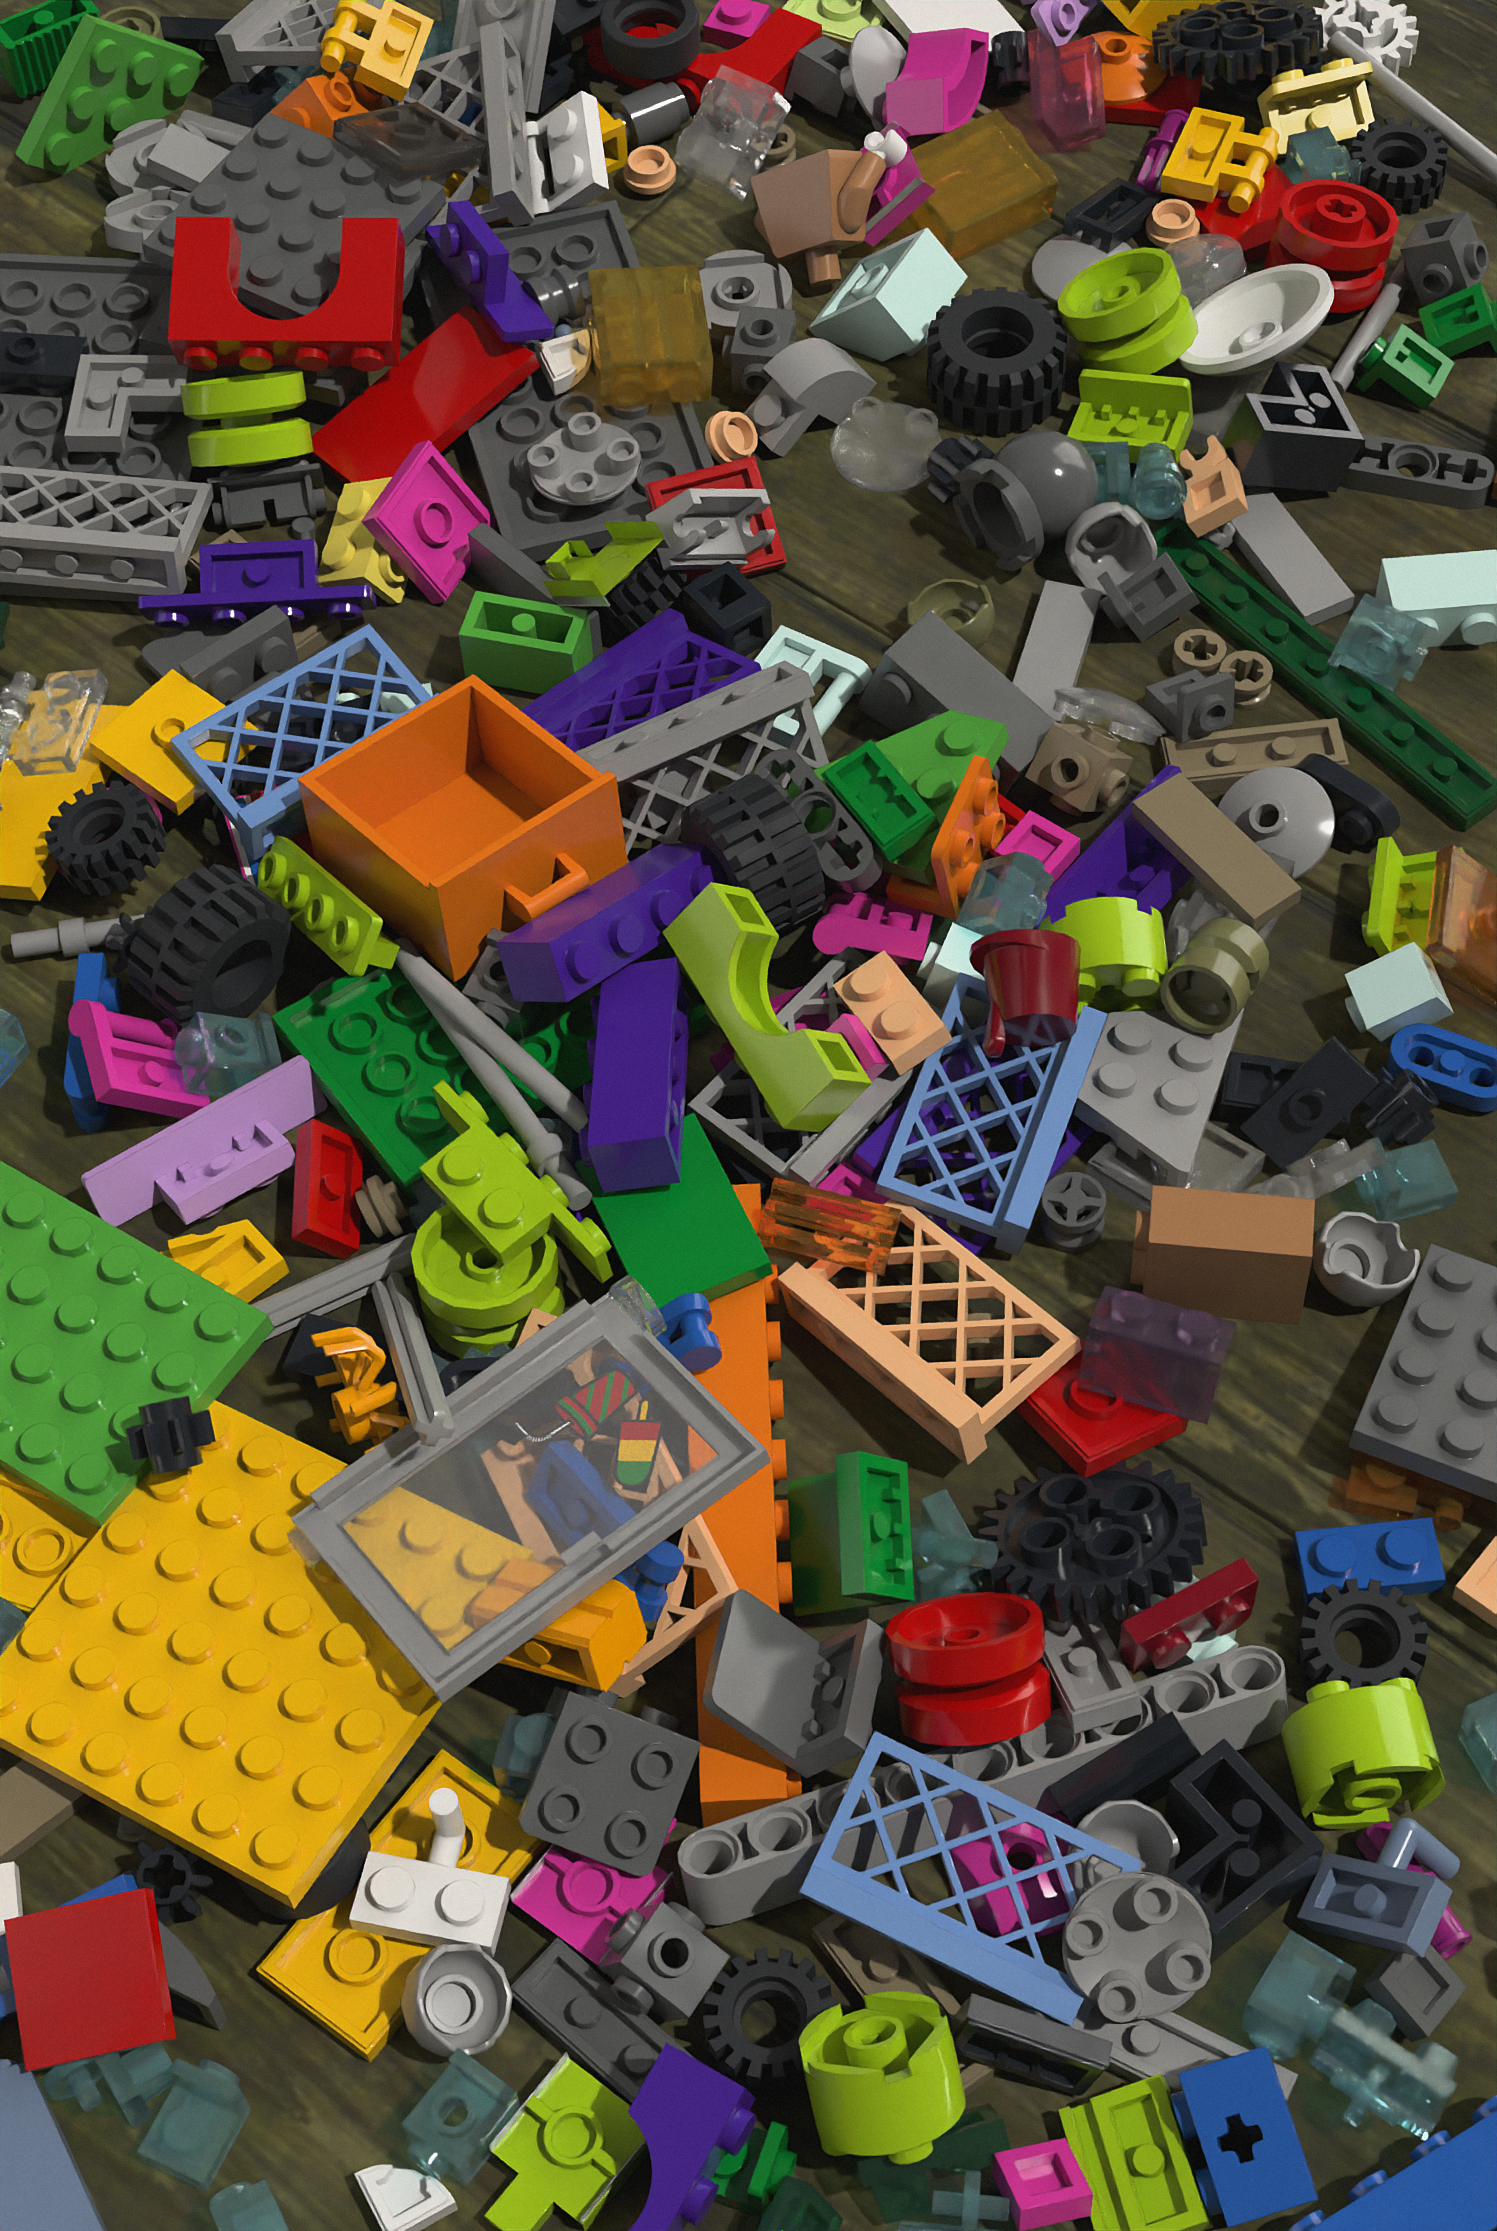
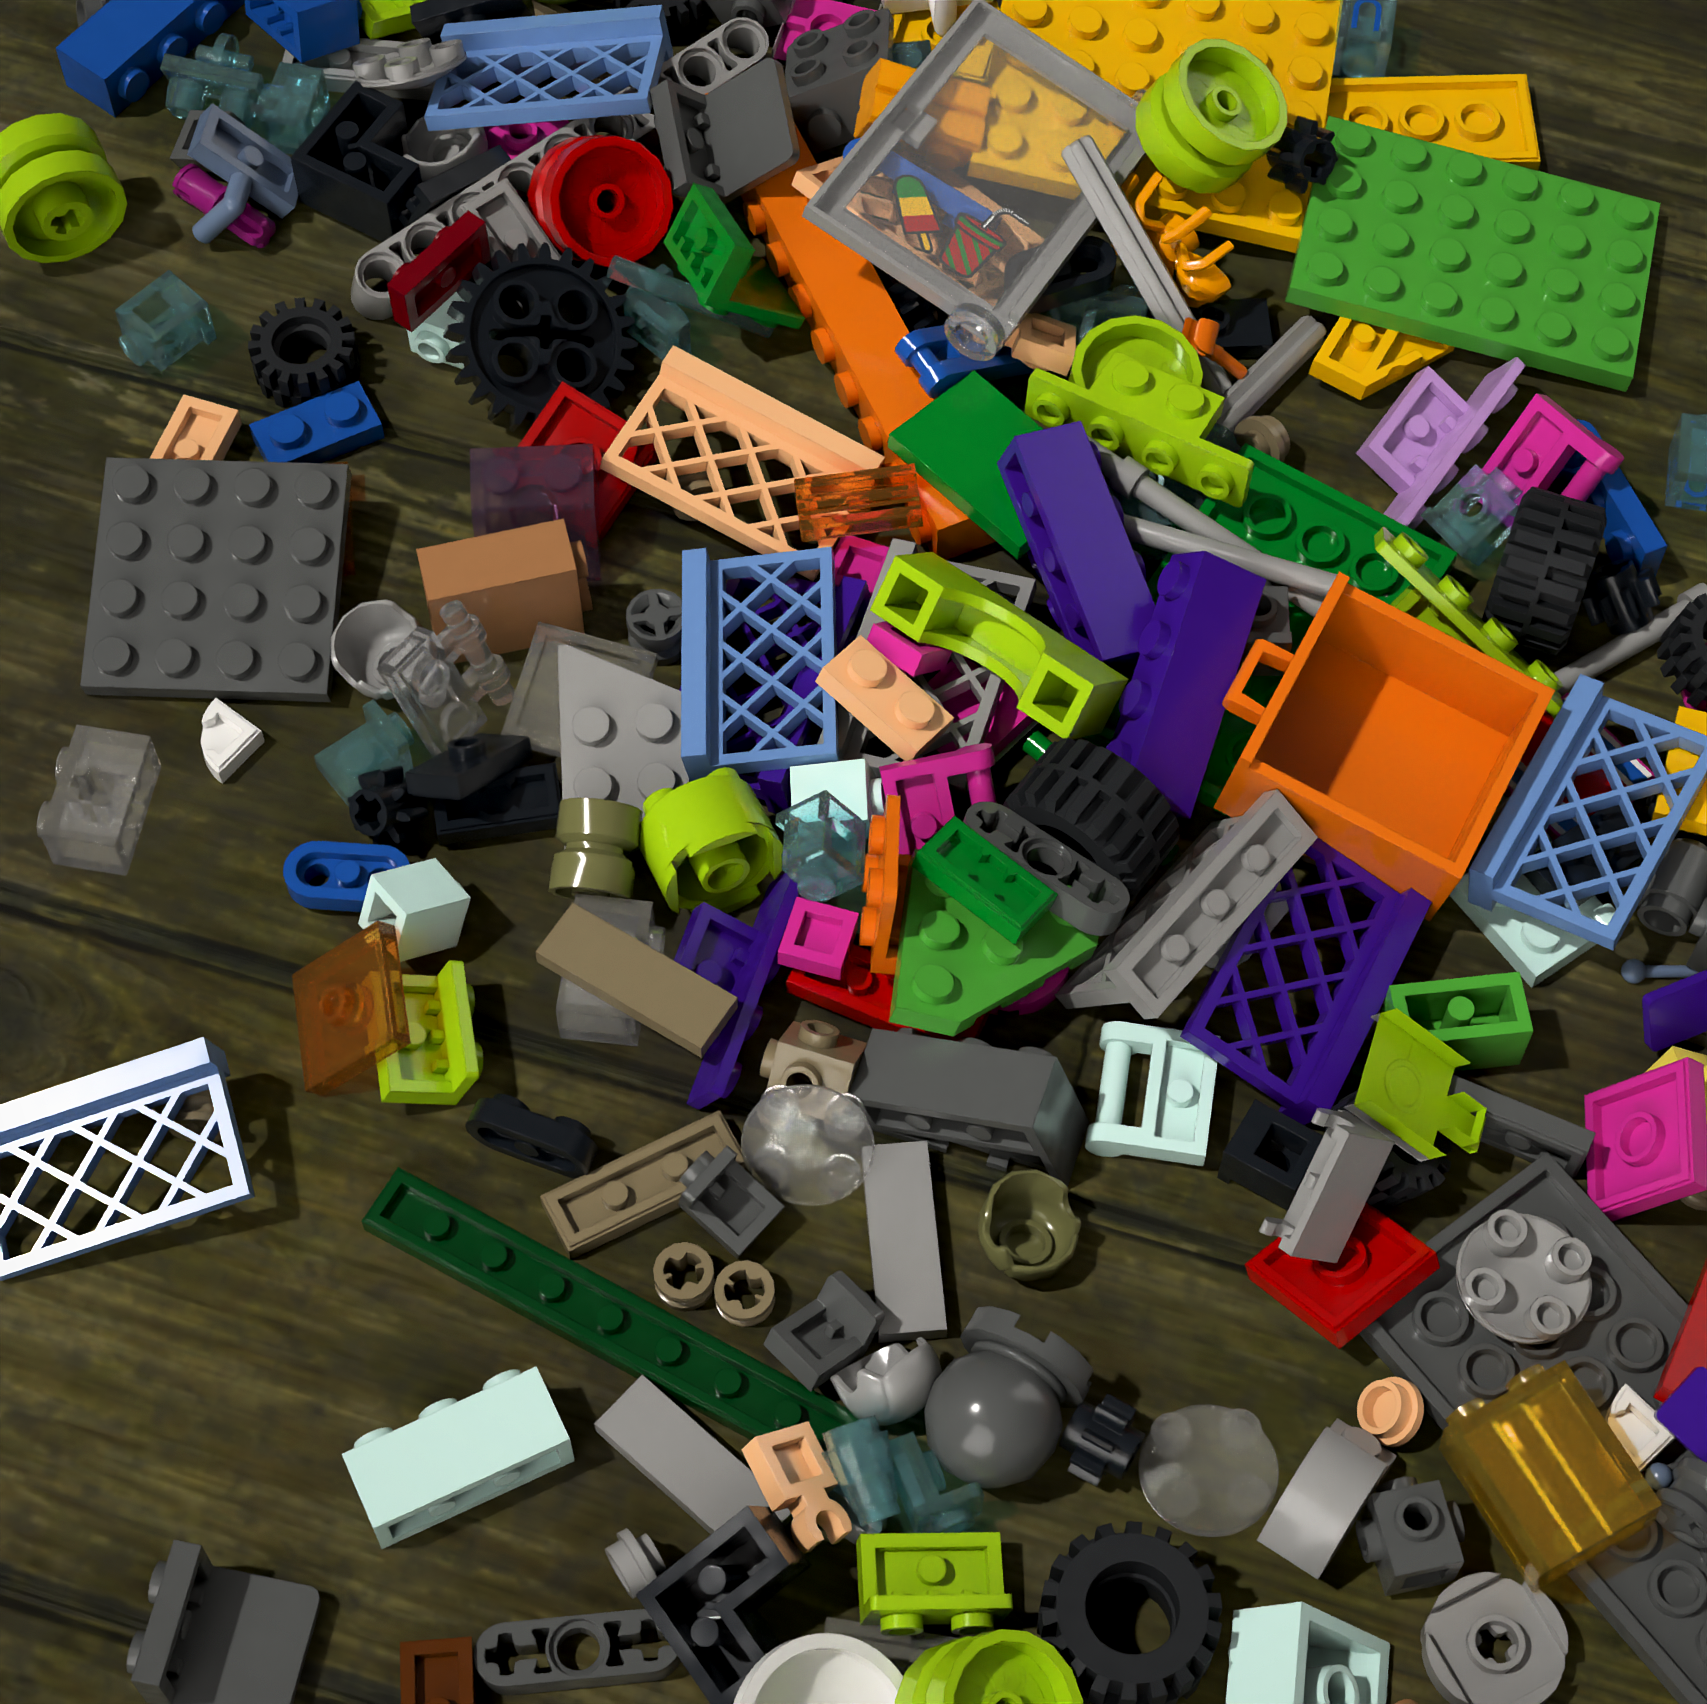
camera: 155 degrees right, 5 degrees up
(253, 1465) = (1211, 116): none -> lime wheel
(325, 1189) = (1319, 437): red plate -> none
(385, 1284) = (1203, 338): none -> orange hand
(1028, 987) = (758, 724): dark red hat -> none
(1304, 811) = (595, 1085): light grey dish -> none
(1351, 497) = (635, 1561): none -> light grey plate
(1361, 1753) = (280, 245): lime brick -> none
(1384, 627) = (542, 1330): clear light blue brick -> none

